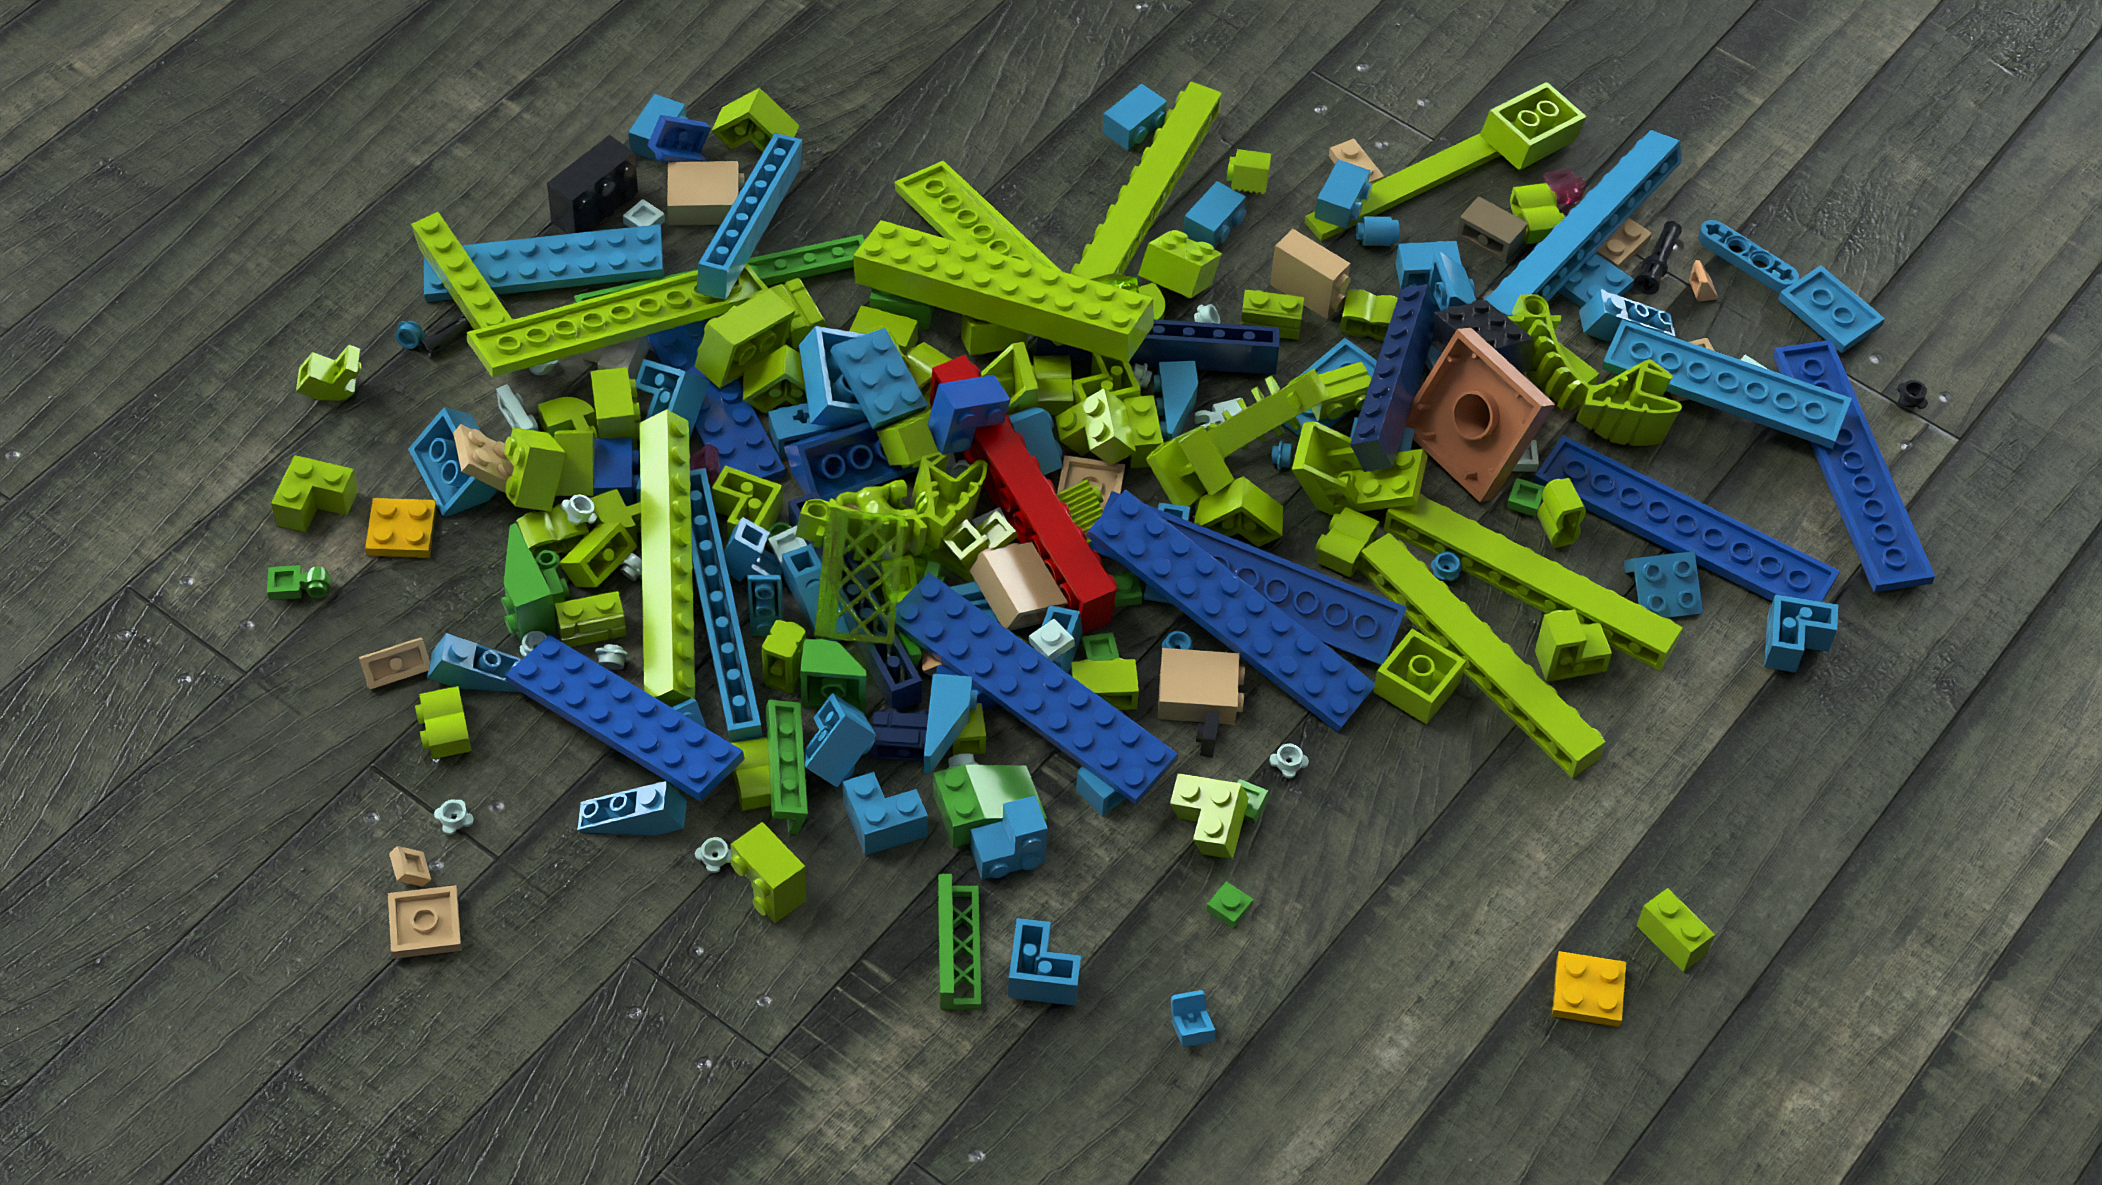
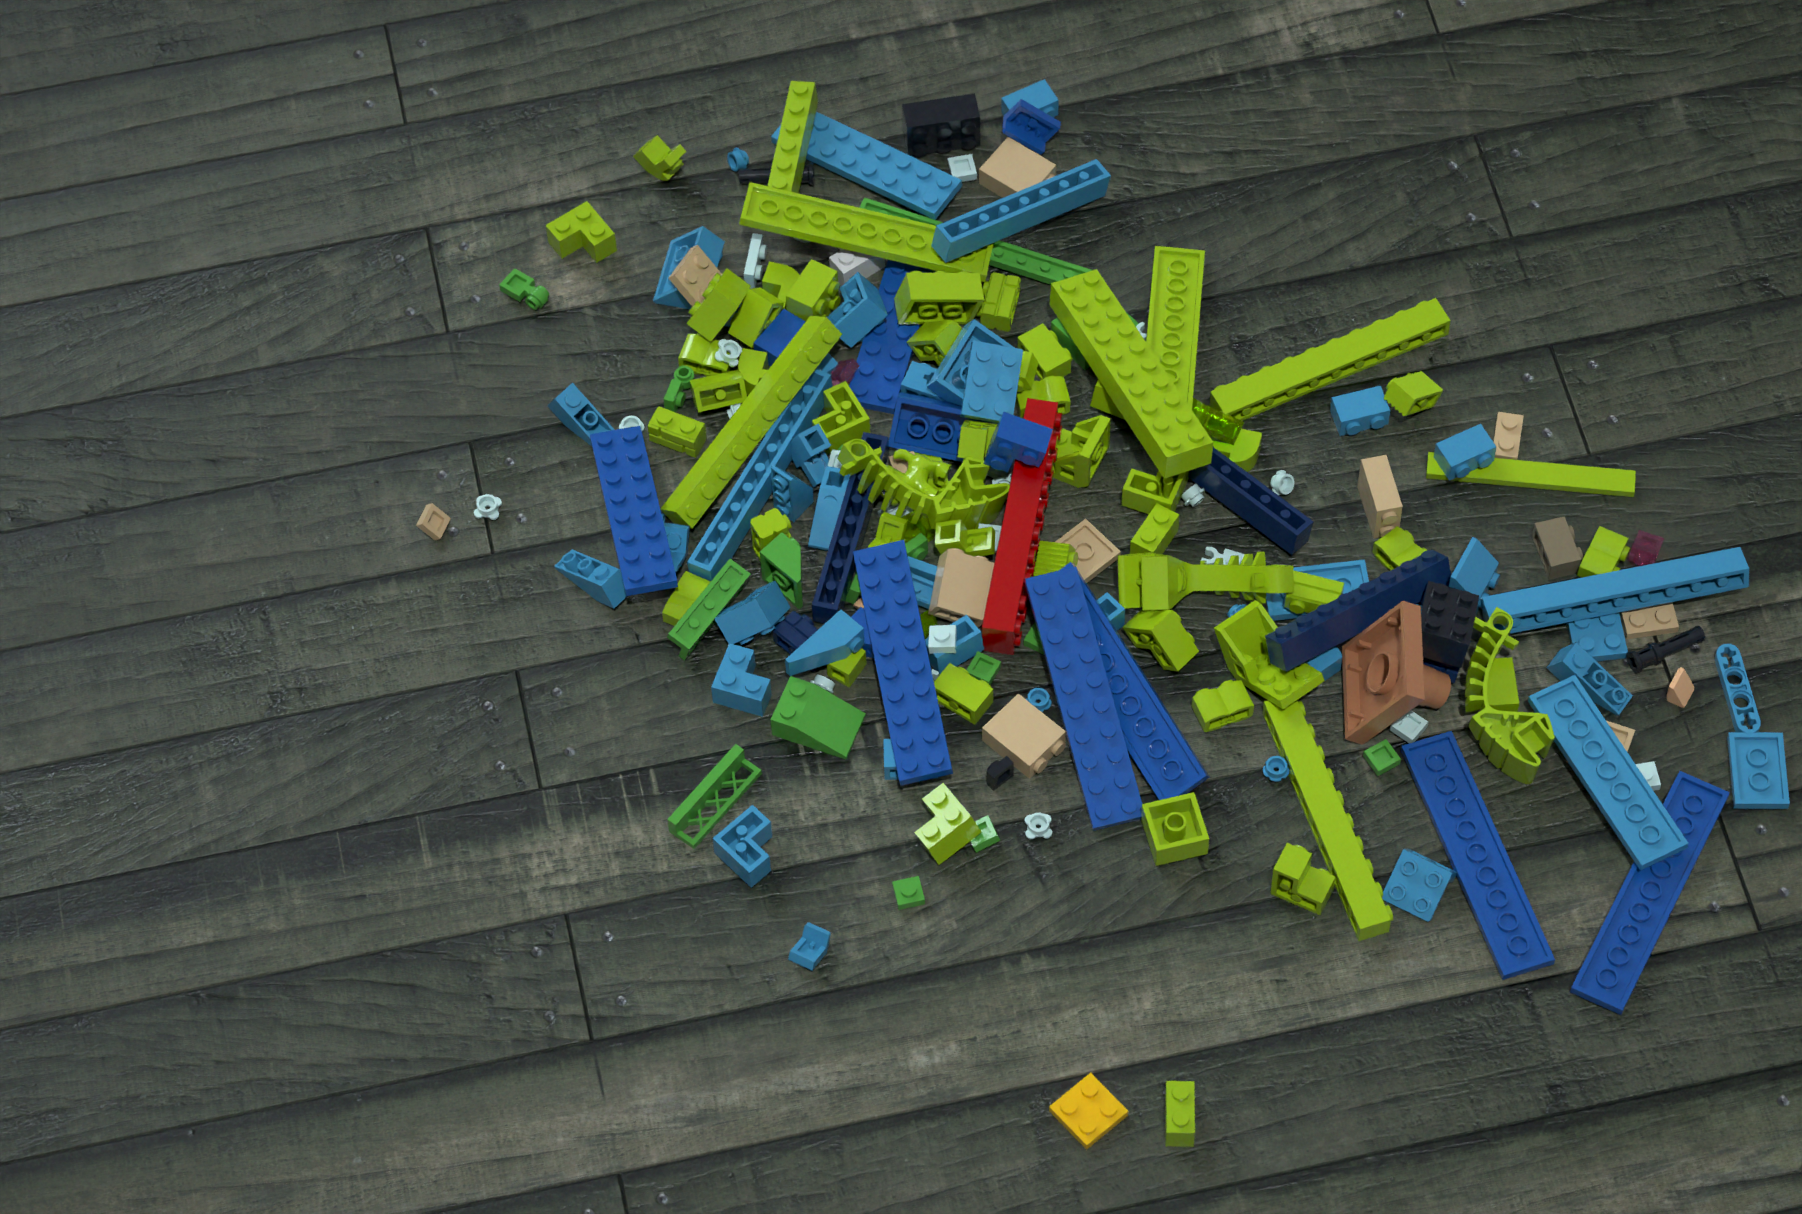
camera: 45 degrees right, 5 degrees up
(395, 663) = (535, 382): tan plate -> none
(401, 528) = (620, 293): yellow plate -> none
(424, 922) = (412, 563): tan plate -> none
(444, 723) = (532, 442): lime brick -> none
(527, 595) = (649, 381): bright green slope -> none
(612, 657) = (669, 466): light aqua plate -> none
(713, 846) = (619, 632): light aqua plate -> none
(754, 120) = (1095, 140): lime brick -> none
(773, 870) = (632, 673): lime brick -> none
(831, 575) = (833, 496): clear neon green fence -> none
(1013, 843) = (802, 755): dark azure brick -> none
(1035, 428) = (1065, 495): dark azure brick -> none
(1053, 383) = (1126, 454): lime brick -> none
(1098, 426) = (1119, 513): lime brick -> none
(1134, 117) = (1374, 300): dark azure brick -> none
(1177, 395) = (1205, 526): dark azure slope -> none
(1180, 263) = (1292, 431): lime brick -> none
(1273, 311) = (1328, 509): lime brick -> none
(1377, 231) = (1469, 496): dark azure brick -> none
(1416, 259) = (1495, 541): dark azure brick -> none
(1488, 660) = (1236, 844): lime brick -> none
(1532, 125) = (1661, 488): lime brick -> none
(1561, 512) = (1387, 783): lime brick -> none
(1796, 626) = (1475, 972): dark azure brick -> none
(1912, 394) = (1757, 867): black plate -> none

